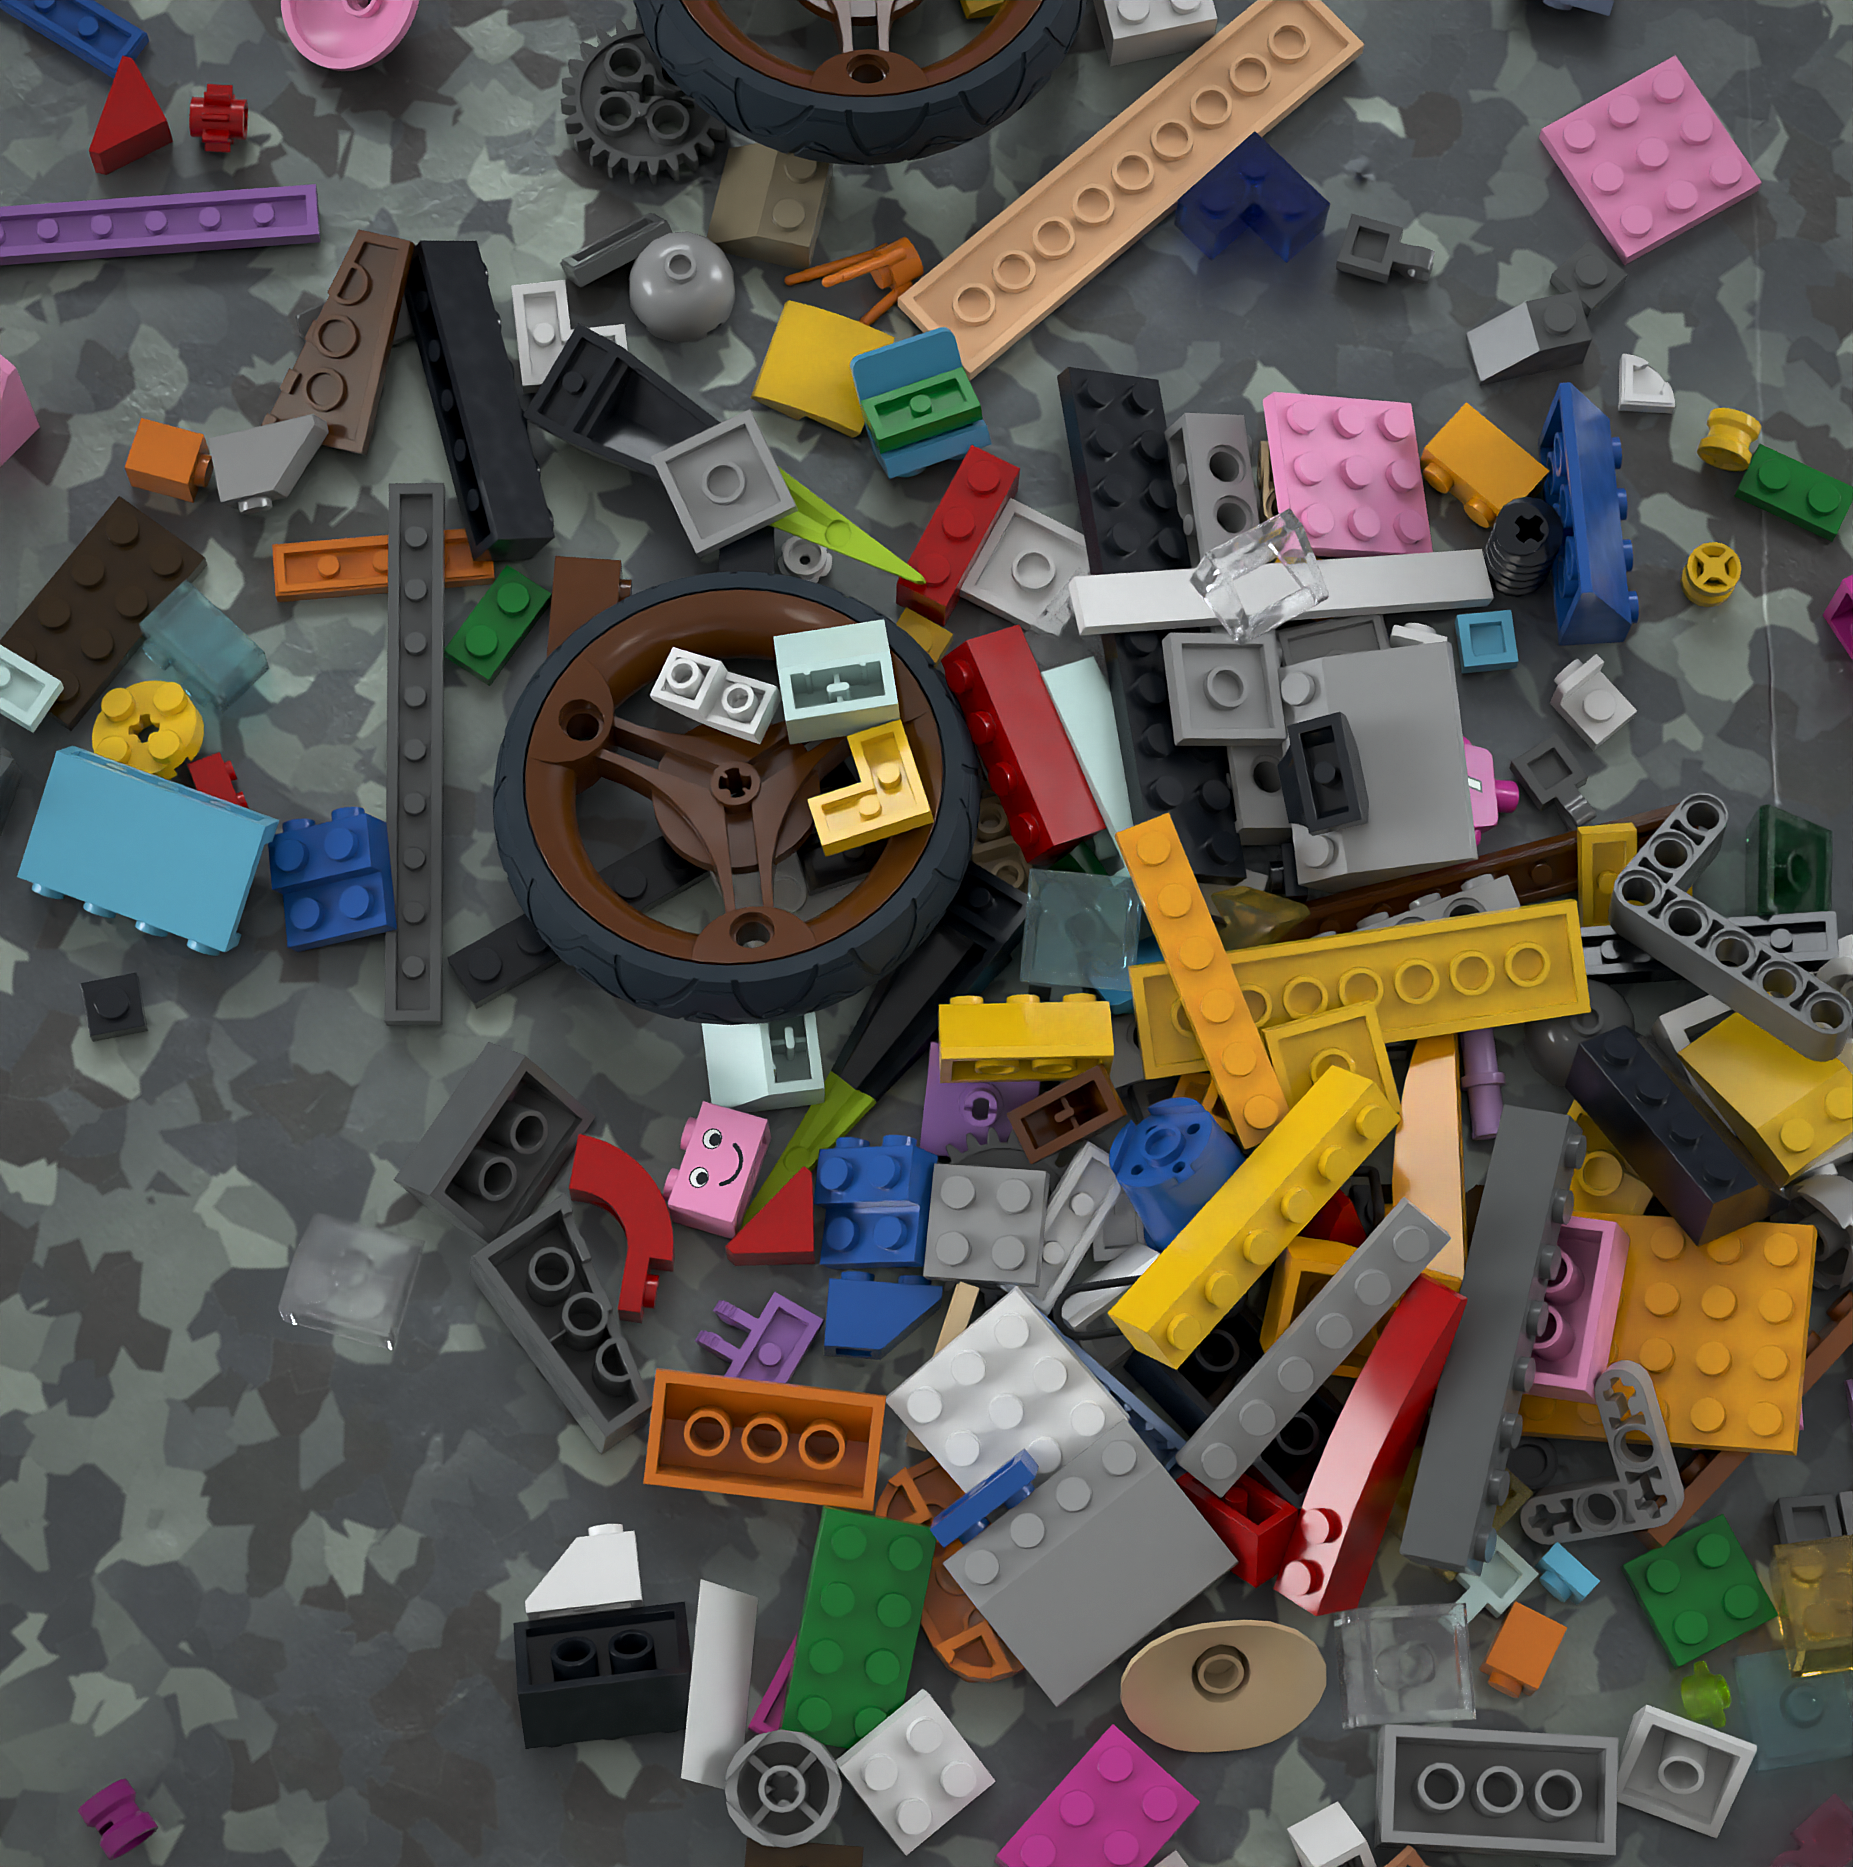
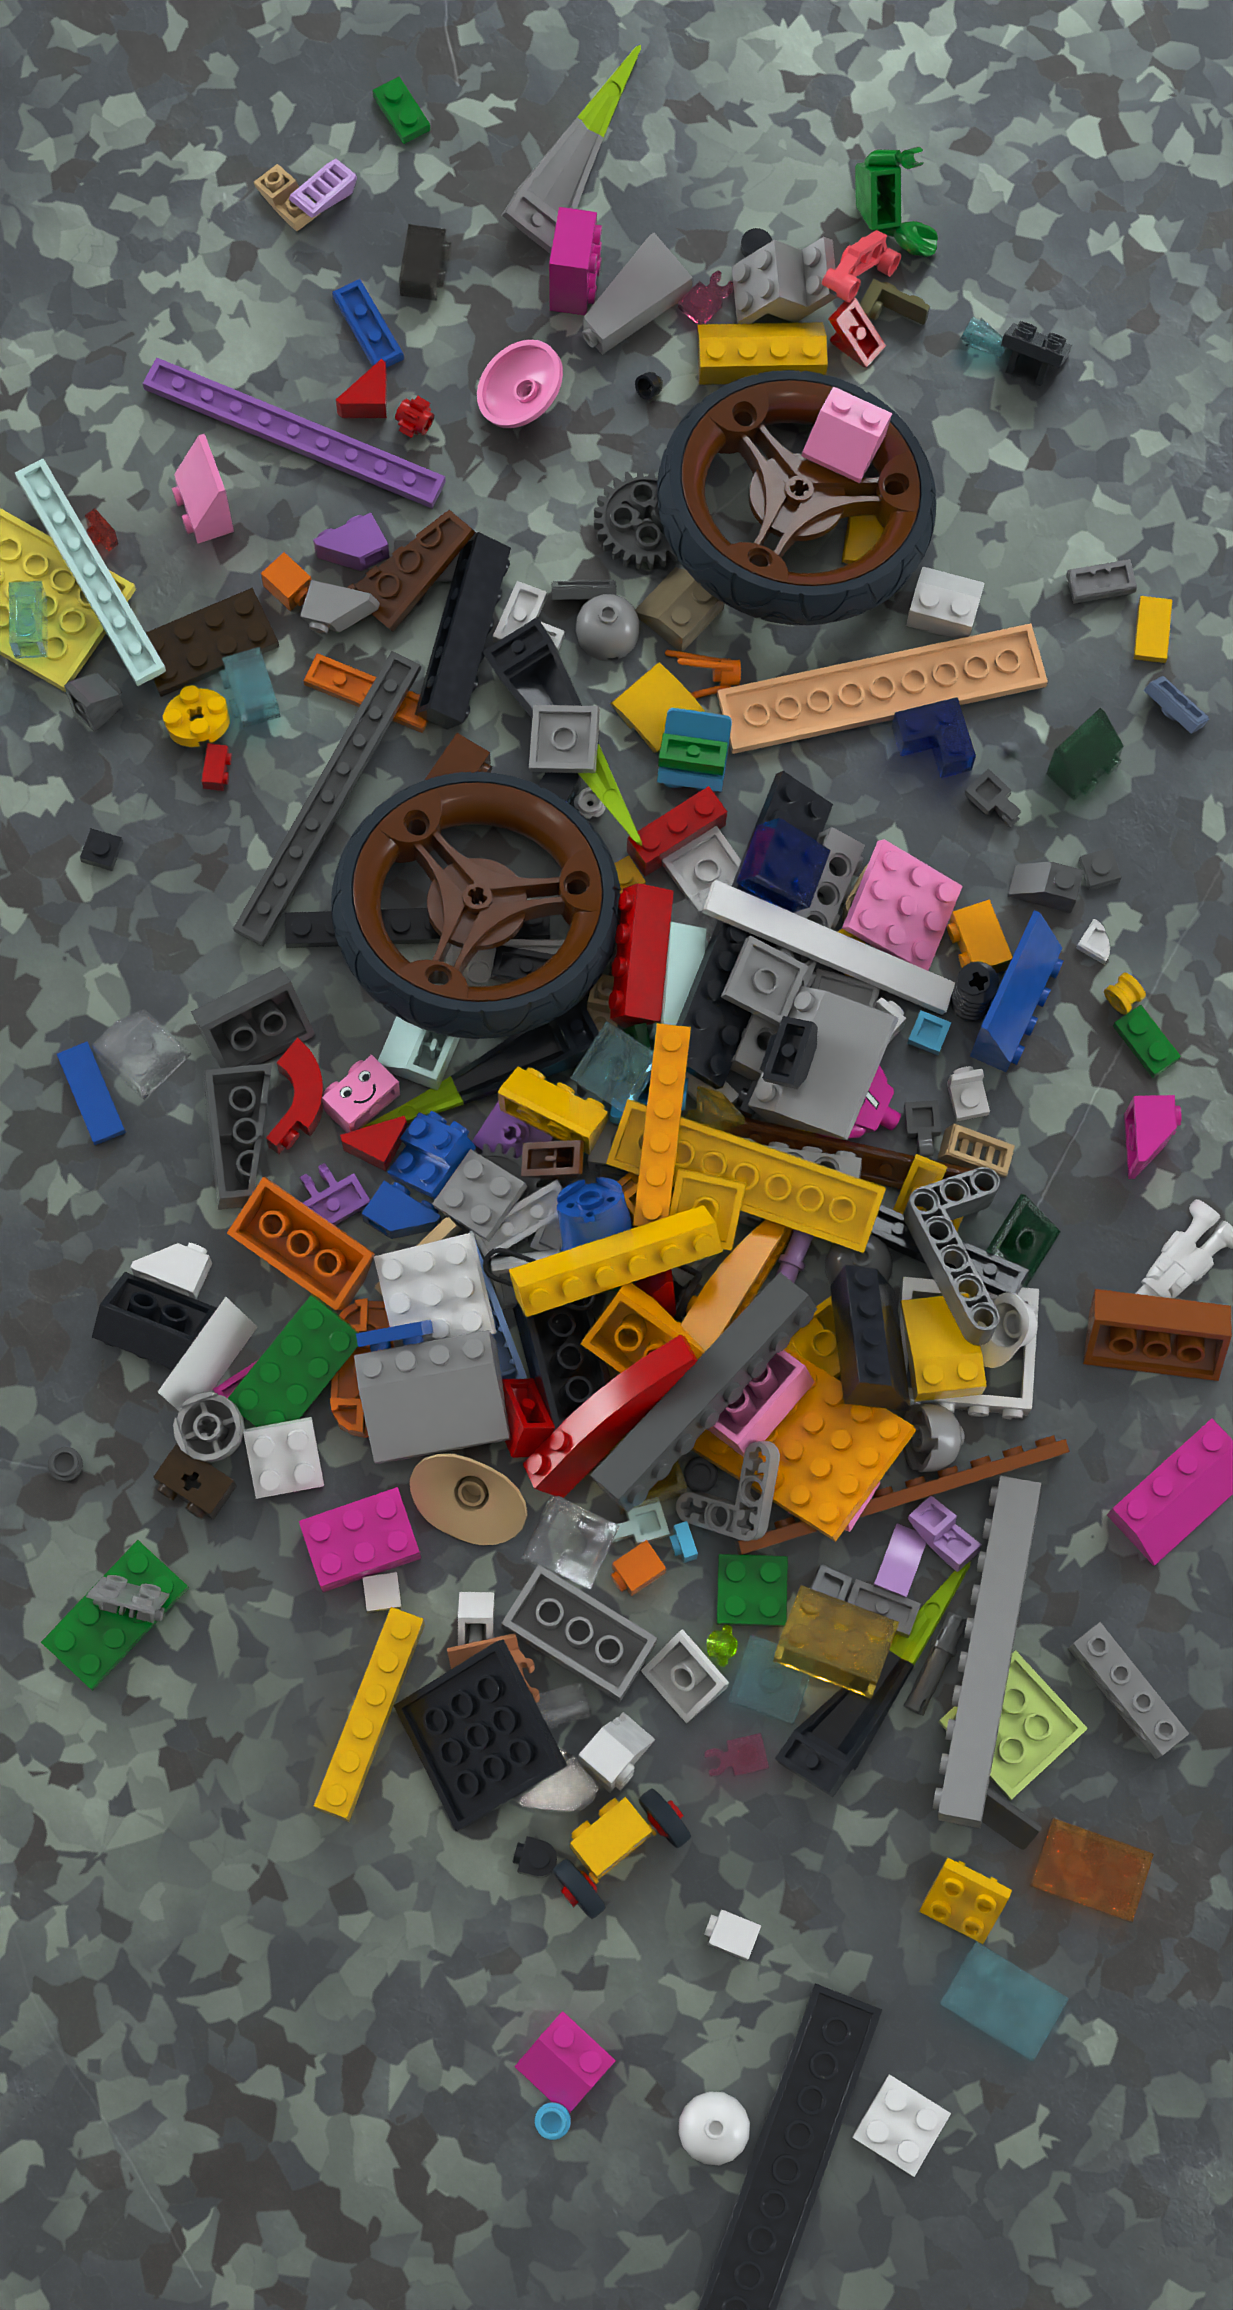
camera: 30 degrees right, 0 degrees up
(145, 849) = (159, 775): medium azure panel -> none
(237, 355) = (353, 545): none -> medium lavender slope
(309, 1382) = (91, 1093): none -> blue tile
(333, 878) = (248, 840): blue plate -> none
(498, 625) = (409, 755): green plate -> none
(715, 697) = (491, 845): white slope -> none
(836, 681) = (556, 869): light aqua slope -> none
(885, 800) = (542, 944): yellow plate -> none
(1153, 504) = (783, 865): none -> clear blue brick
(1277, 537) = (818, 916): clear tile -> none
(1312, 1347) = (606, 1344): light grey plate -> none
(1483, 124) = (1086, 756): none -> clear green slope
(1615, 788) = (978, 1139): none -> tan slope
(1649, 160) = (1171, 823): bright pink plate -> none
(1717, 563) = (1076, 1054): yellow wheel -> none

